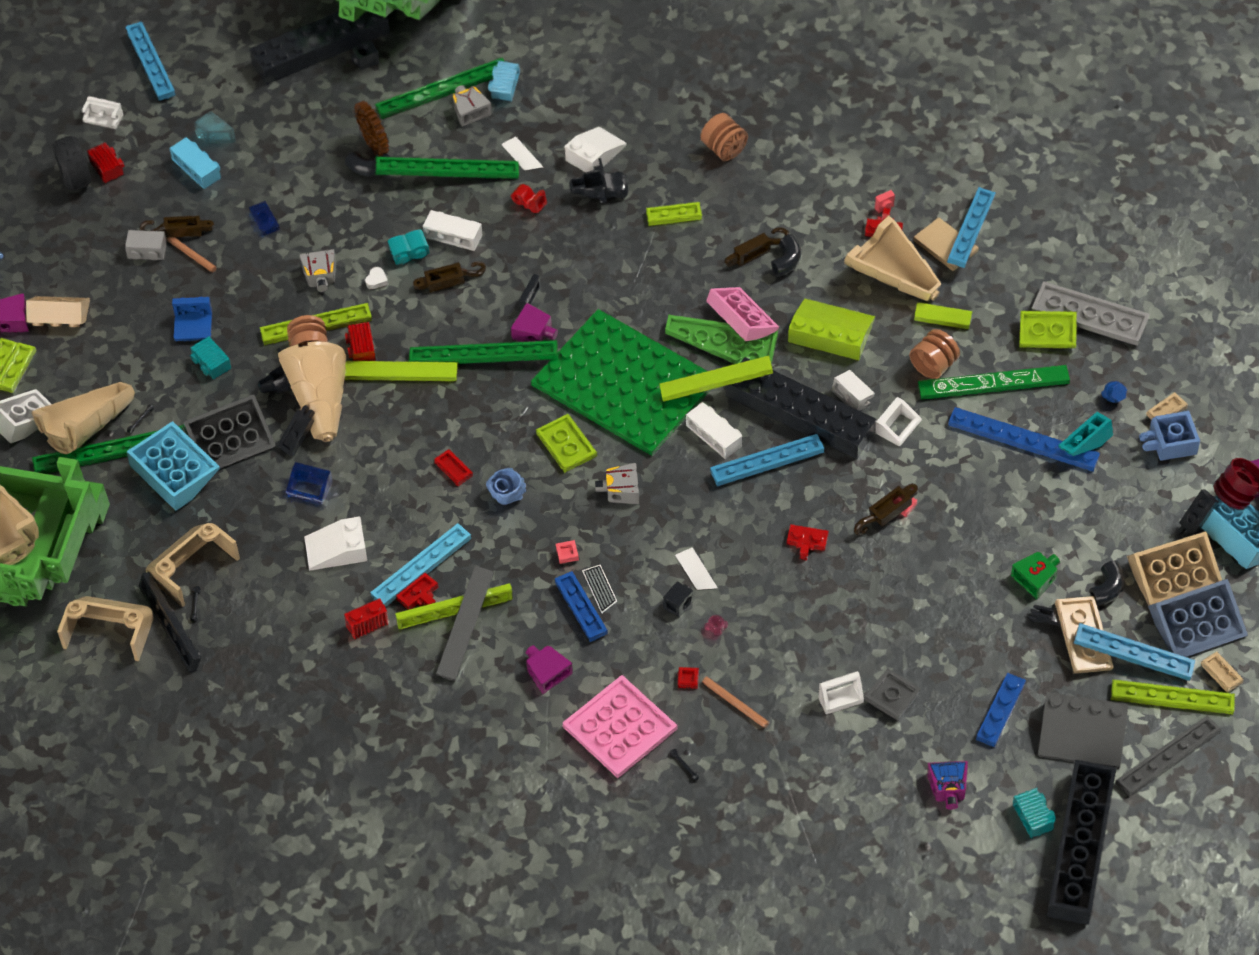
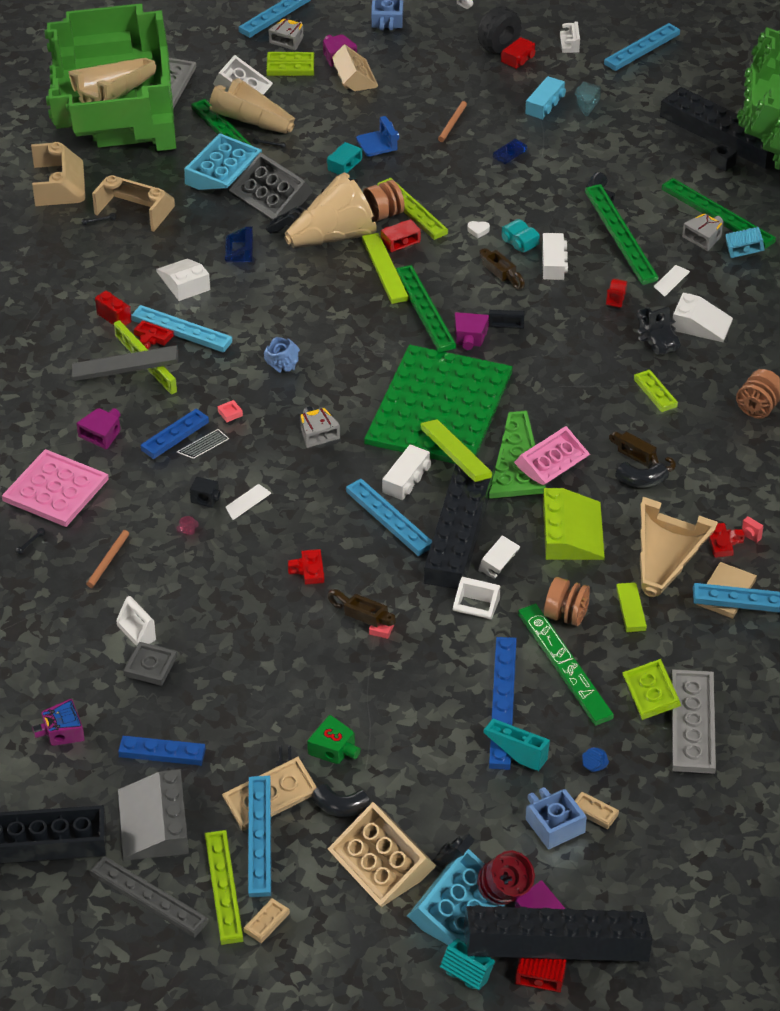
camera: 70 degrees right, 10 degrees down
(145, 245) = (443, 95): light grey brick -> none
(169, 622) = (65, 211): black plate -> none
(181, 226) = (469, 104): dark brown piece -> none
(319, 268) = (468, 192): light grey torso -> none
(371, 128) = (628, 171): reddish brown gear -> none
(453, 467) = (295, 323): red tile -> none
(566, 443) = (352, 384): lime tile -> none
(688, 677) = (124, 521): red tile -> none
(1034, 812) = (45, 793): teal brick -> none
(1199, 619) = (325, 886): sand blue slope -> none

